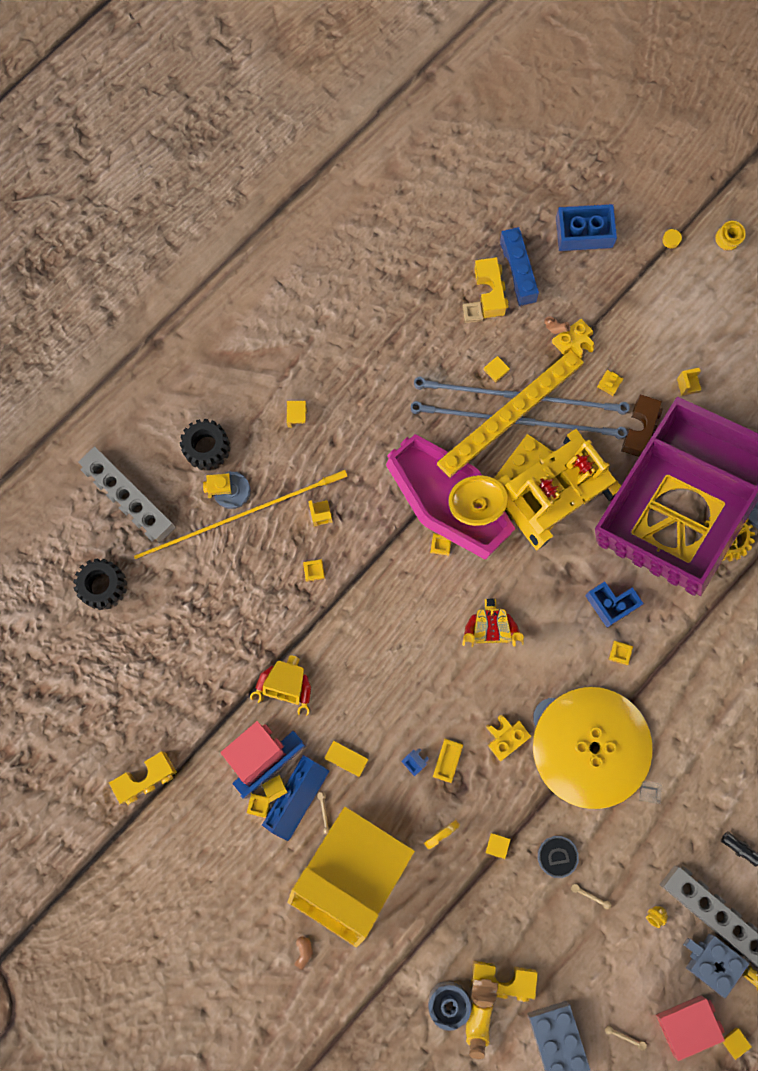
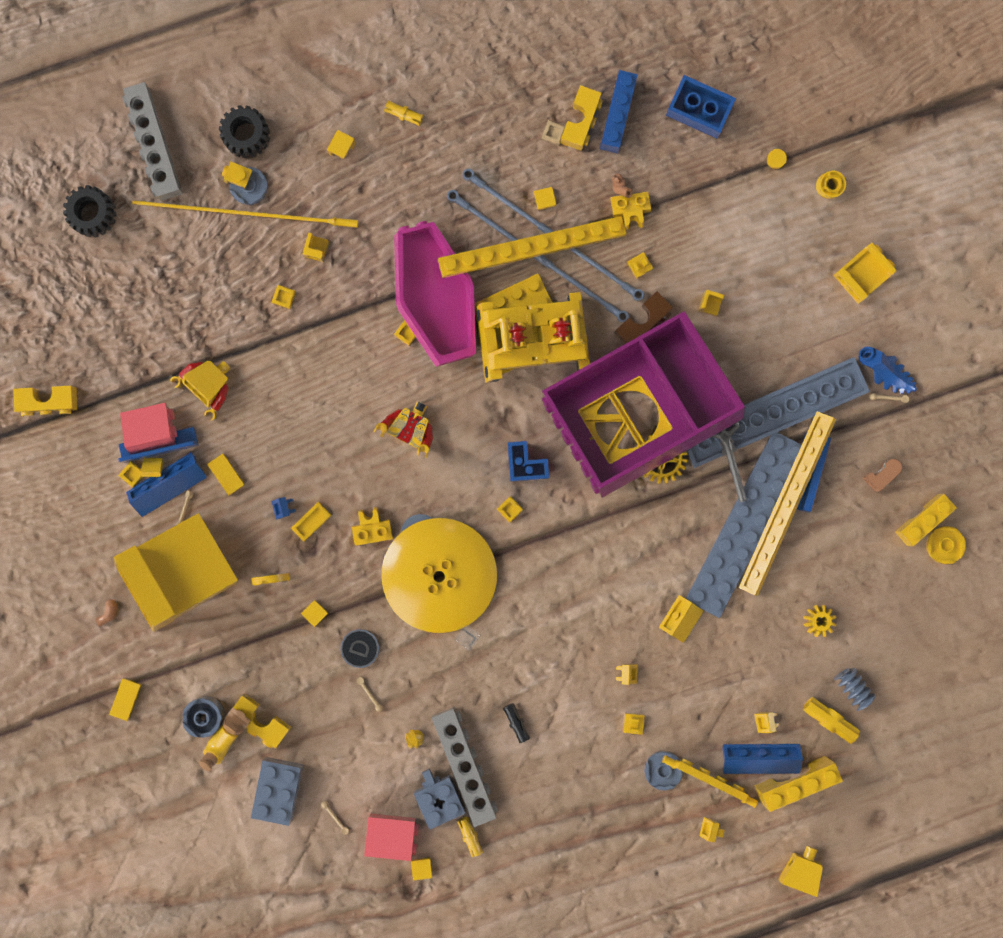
camera: 25 degrees right, 10 degrees up
(335, 360) = (403, 113): none -> yellow pin
(363, 1030) = (125, 699): none -> yellow tile
(475, 493) = (453, 303): yellow dish -> none

